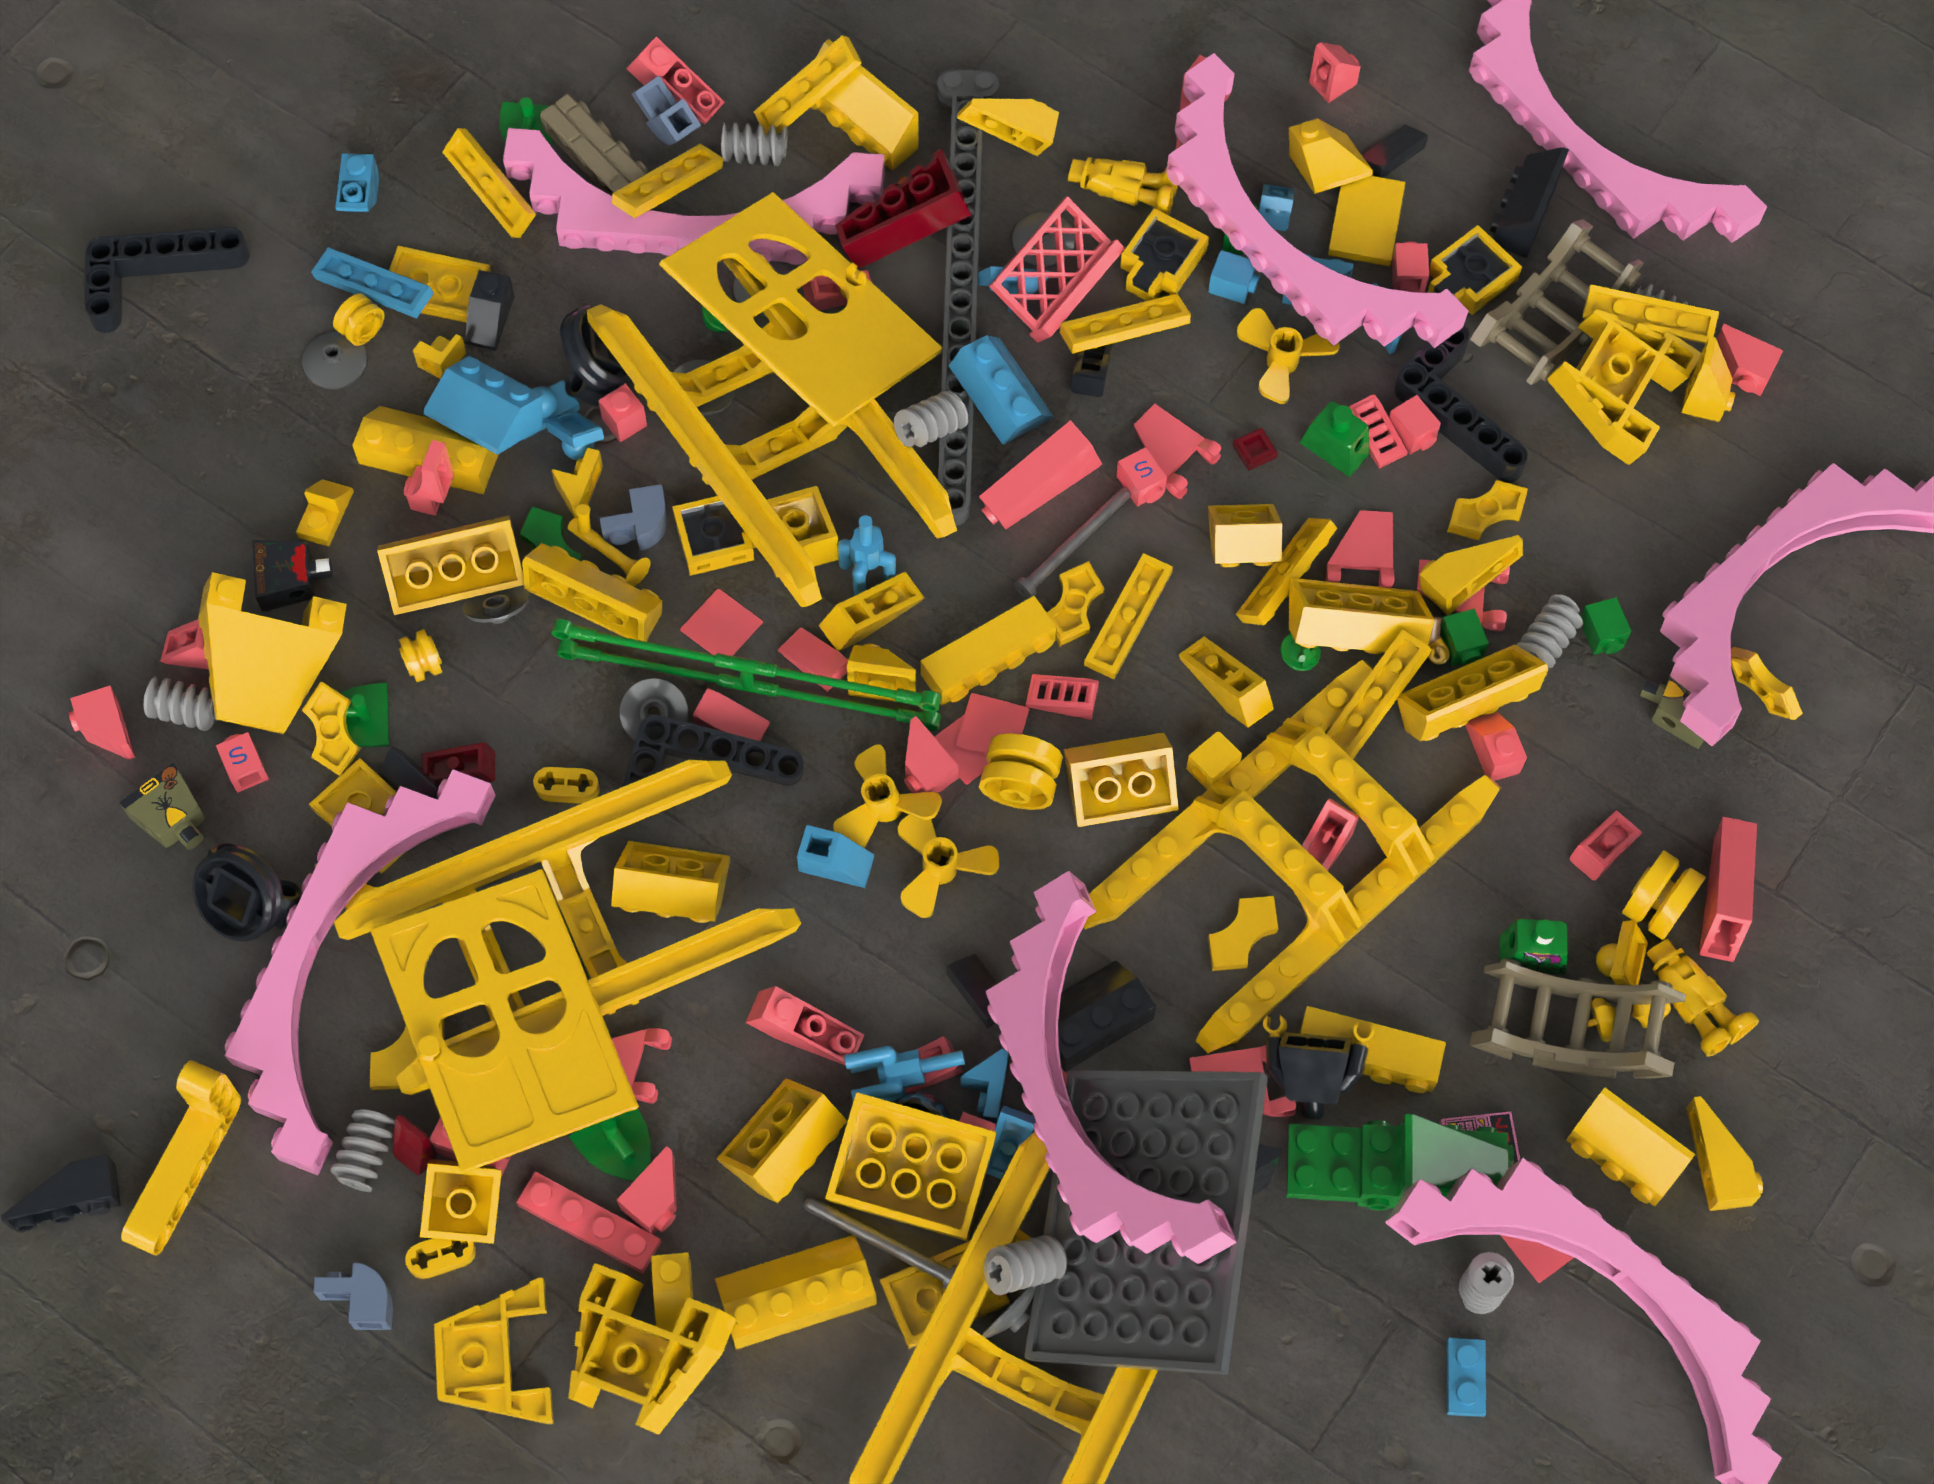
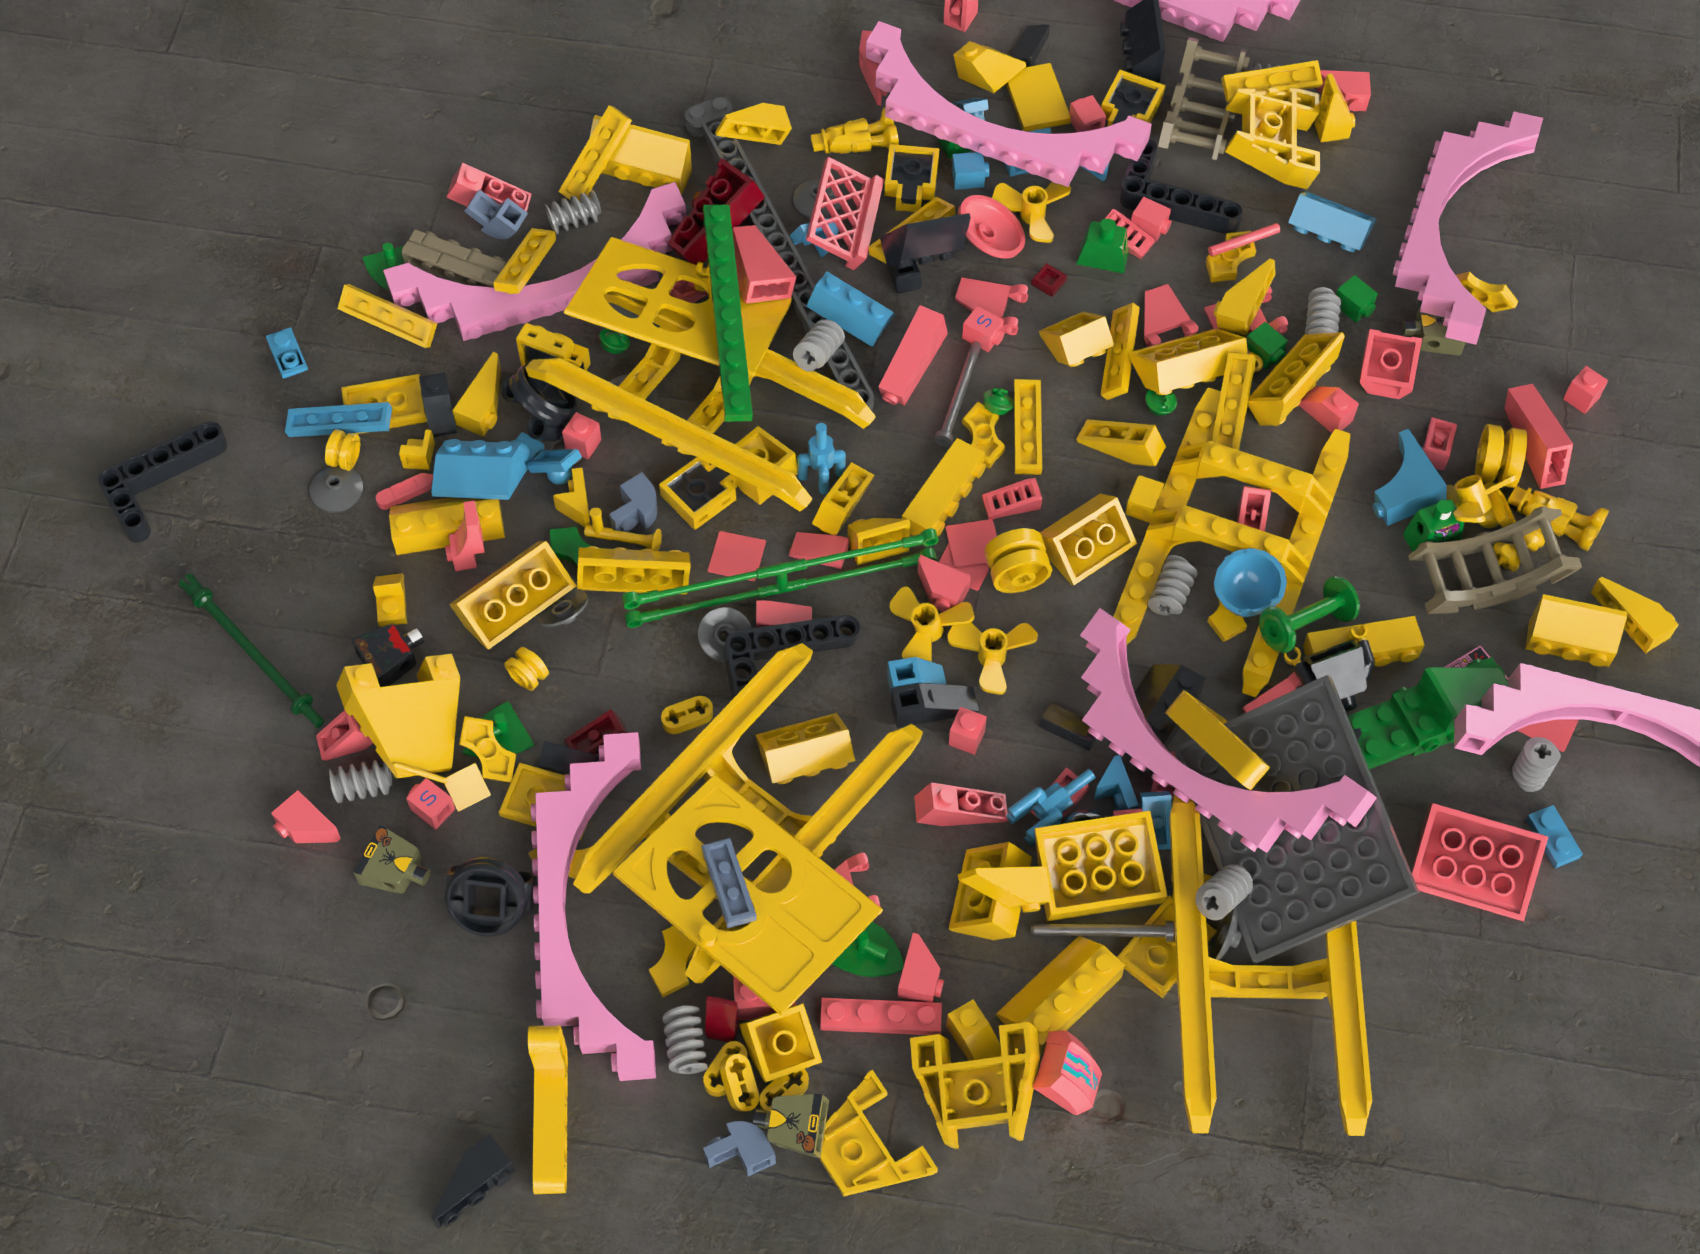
camera: 25 degrees left, 5 degrees down
(130, 425) = (202, 598): none -> dark green bar
(286, 759) = (463, 786): none -> yellow piece
(386, 1222) = (745, 1083): none -> yellow beam
(387, 1194) = (714, 1070): none -> yellow beam
(400, 393) = (404, 491): none -> coral piece
(424, 1299) = (795, 1123): none -> olive torso
(484, 999) = (728, 883): none -> sand blue tile
(536, 326) = (479, 404): none -> yellow slope
(639, 300) = (538, 343): none -> yellow piece
(749, 1385) = (1068, 1073): none -> coral slope
(795, 1147) = (1011, 886): none -> yellow slope
(837, 893) = (930, 702): none -> black slope
(842, 339) = (727, 314): none -> green plate
(858, 943) = (967, 730): none -> coral brick
(921, 297) = (759, 267): none -> coral slope
(1106, 1057) = (1217, 740): none -> yellow beam
(1110, 571) = (998, 401): none -> green hat
(1124, 345) = (925, 241): none -> black slope
(1185, 879) = (1172, 586): none -> light grey piece
(1217, 357) = (992, 227): none -> coral dish
(1268, 916) = (1250, 582): none -> dark azure cylinder
(1354, 1363) = (1477, 861): none -> coral slope
(1369, 982) = (1279, 629): none -> green hose
(1511, 496) = (1244, 239): none -> coral bar
(1536, 887) = (1412, 488): none -> dark azure arch
(1593, 933) = (1472, 497): none -> yellow piece
(1597, 724) = (1389, 364): none -> coral slope
(1633, 517) = (1331, 221): none -> dark azure slope
(1822, 858) = (1585, 389): none -> coral brick

